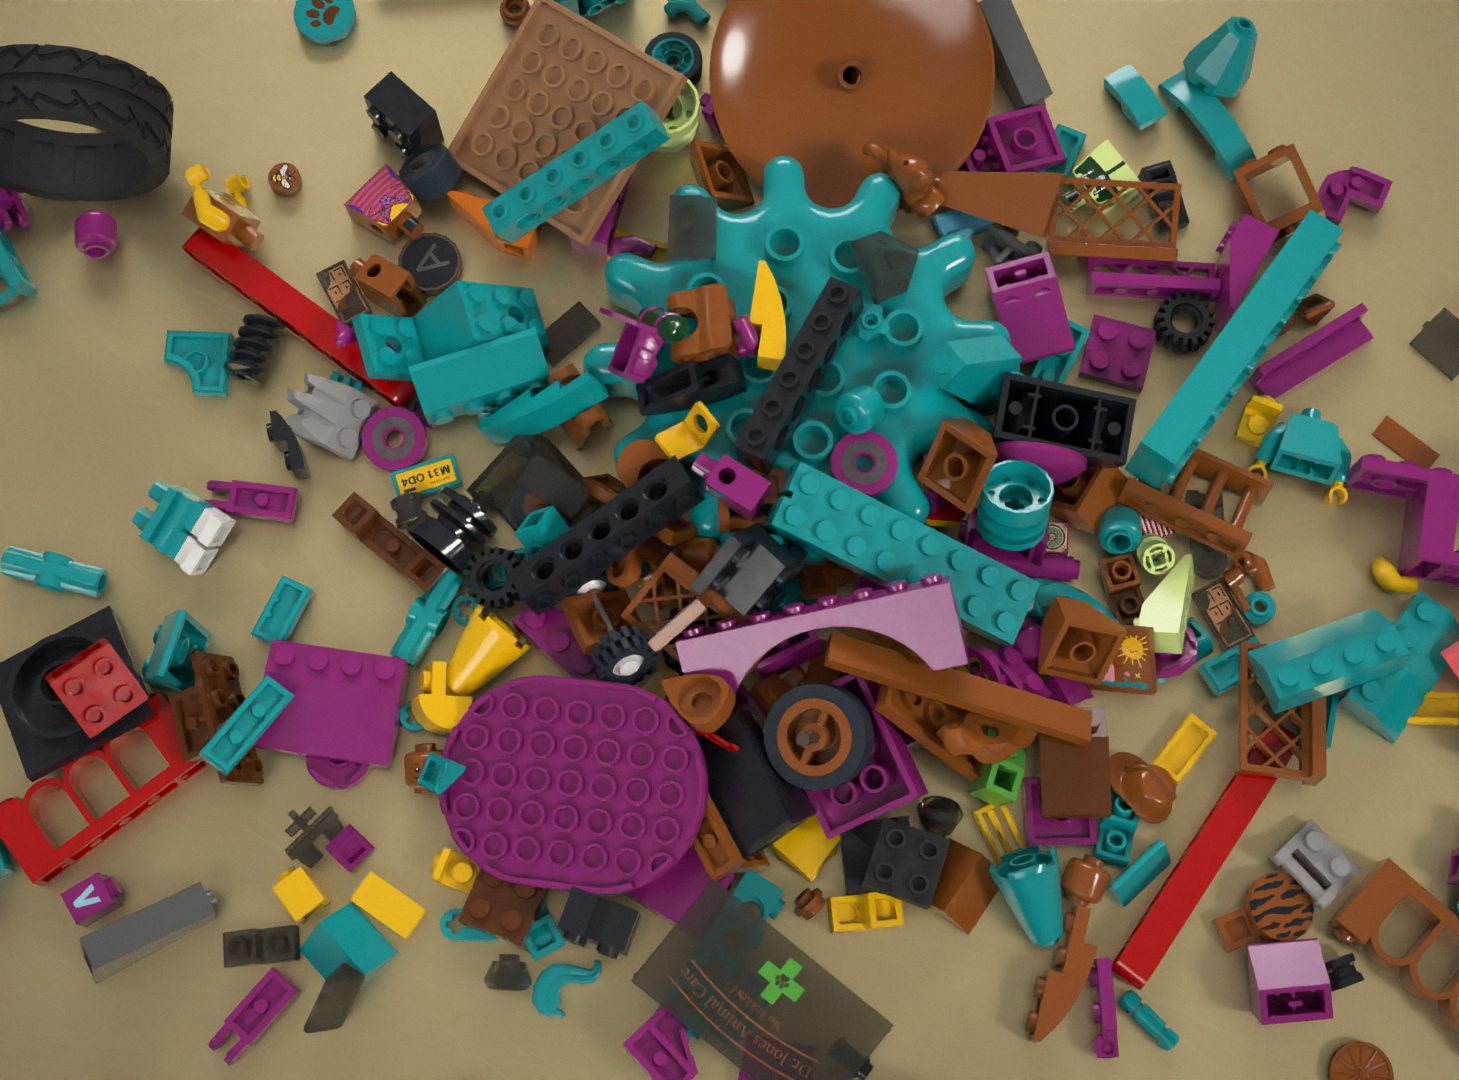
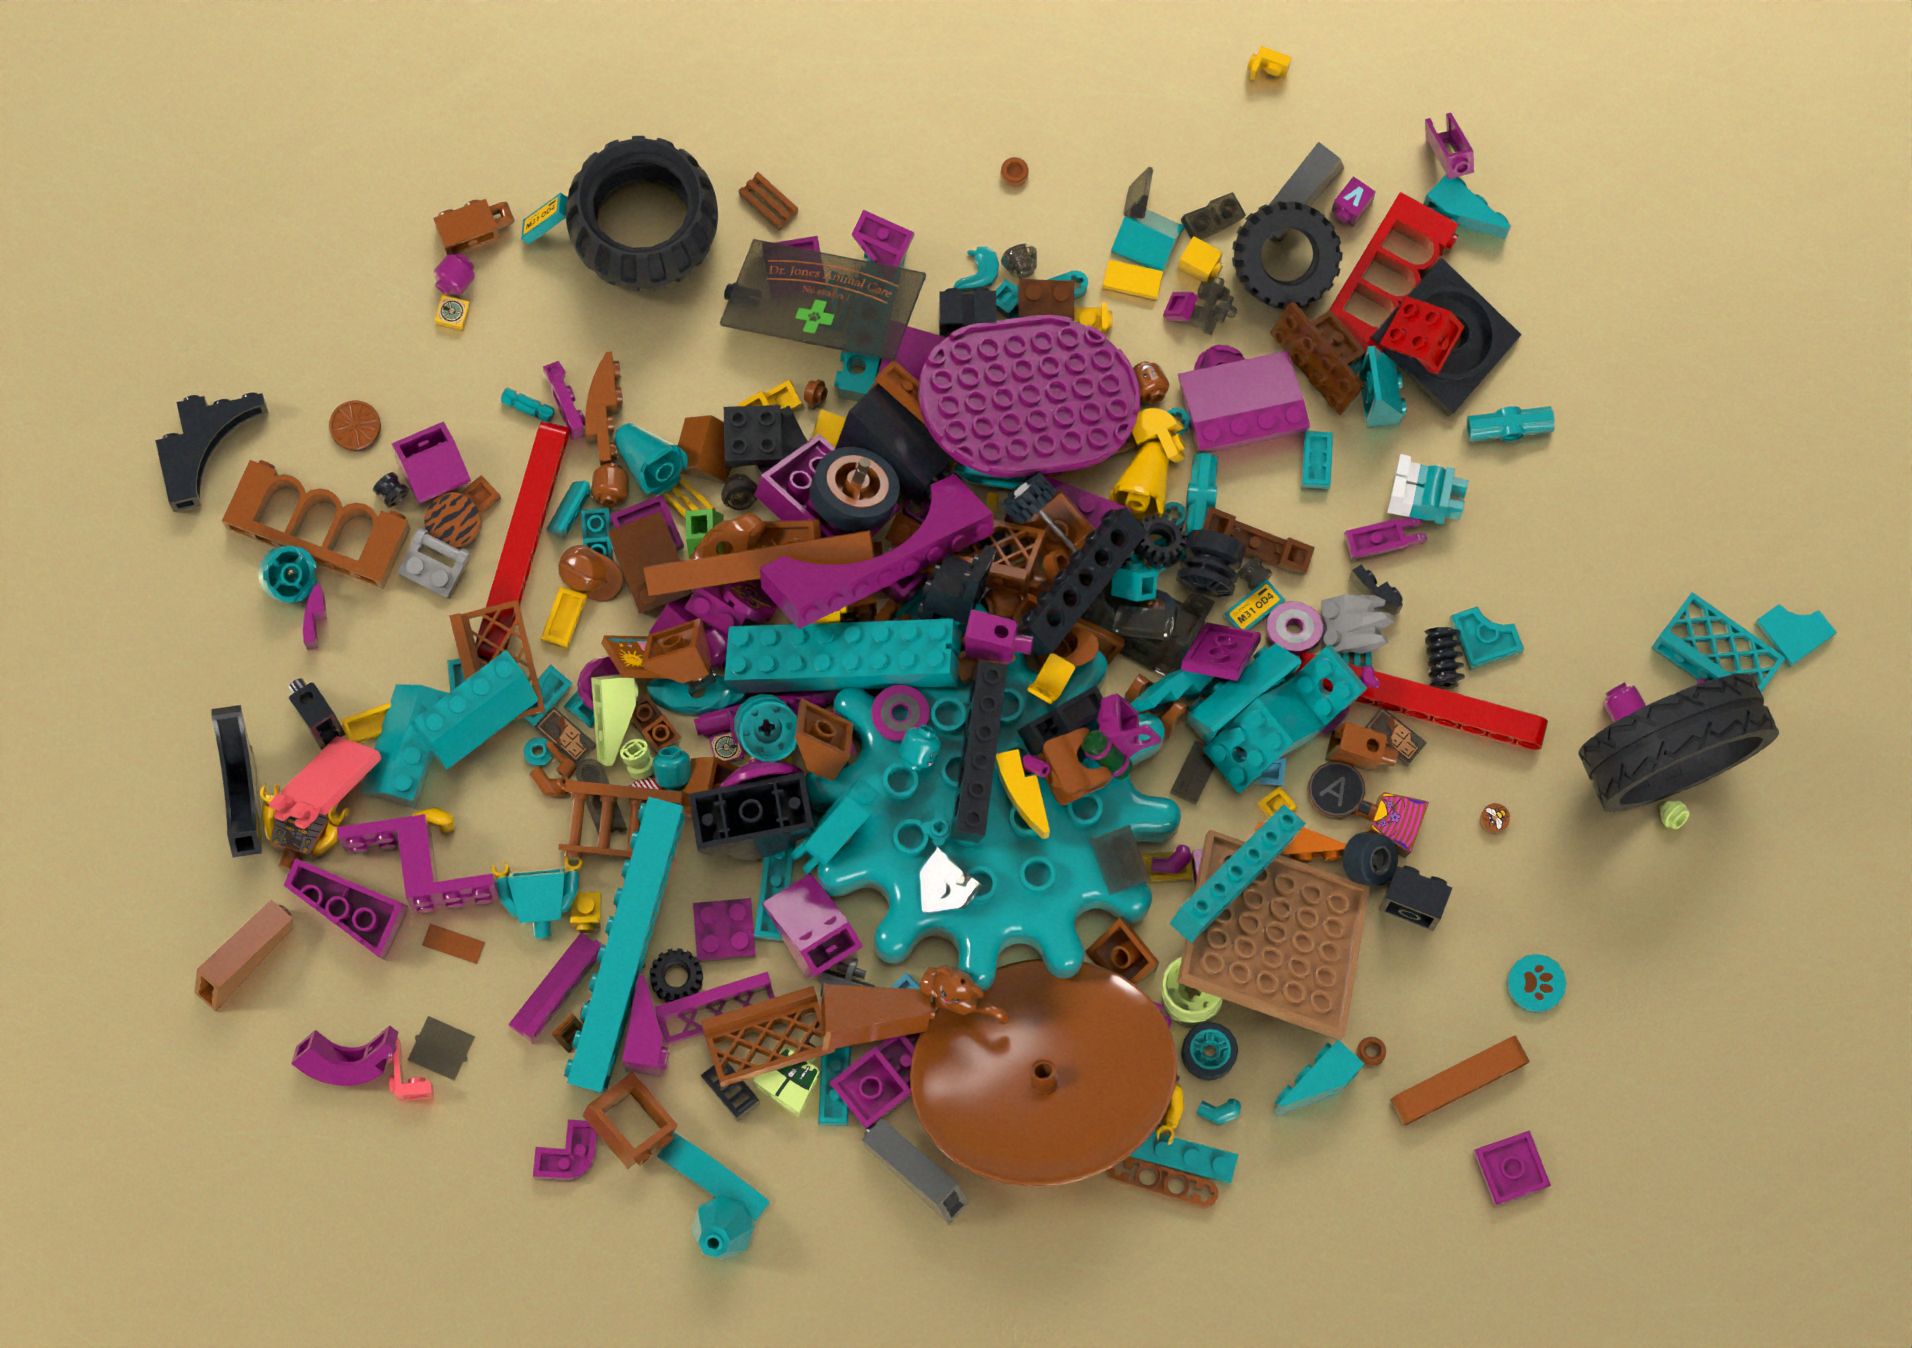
camera: 155 degrees right, 0 degrees up
(205, 886) = (1324, 262): none -> black tyre
(219, 212) = (1521, 752): torso -> none
(246, 725) = (1294, 349): teal tile -> none
(255, 1013) = (1193, 171): magenta hinge -> none
(439, 773) = (1133, 372): teal slope -> none
(484, 423) = (1221, 651): none -> magenta tile
(498, 269) = (1274, 801): none -> yellow tile
(679, 622) = (997, 529): tile -> none
(703, 703) = (953, 477): dark orange piece -> none
(1136, 96) = (787, 1176): teal slope -> none

